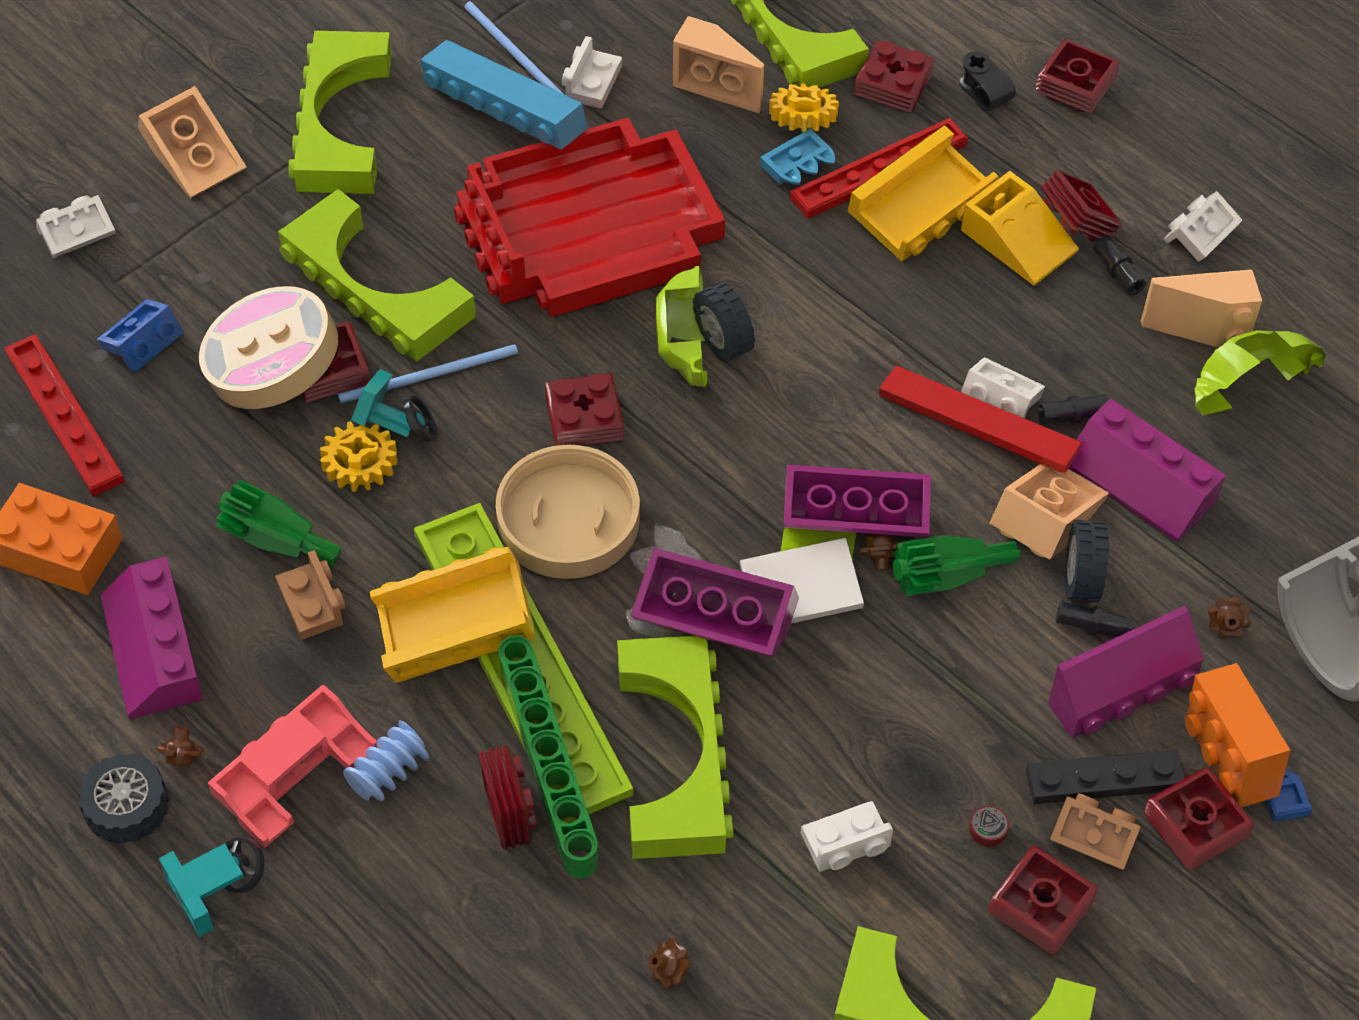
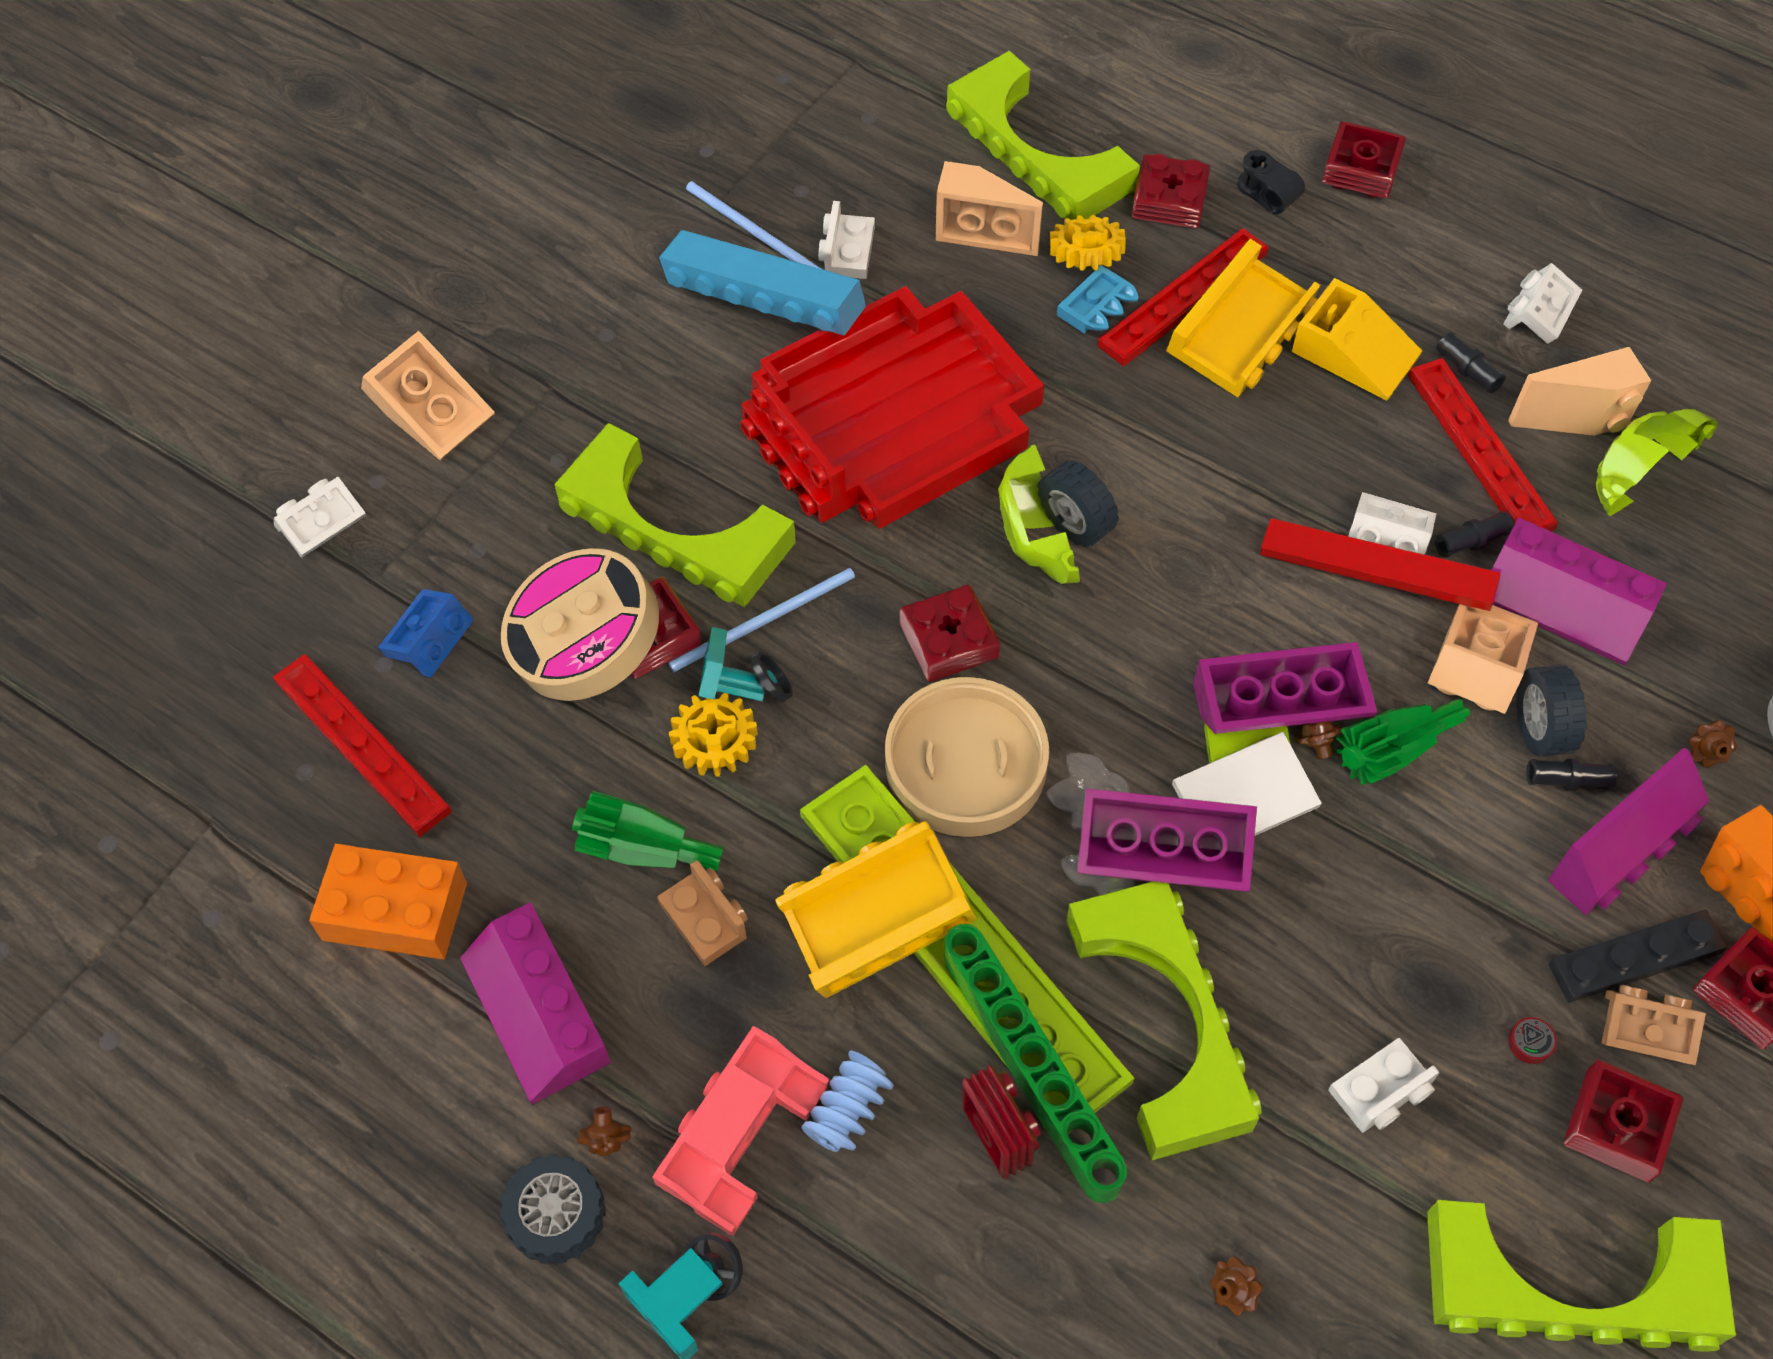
camera: 10 degrees left, 5 degrees up
(321, 159) = (579, 390): lime arch -> none
(1080, 206) = (1416, 304): dark red brick -> none
(1106, 336) = (1480, 444): none -> red tile

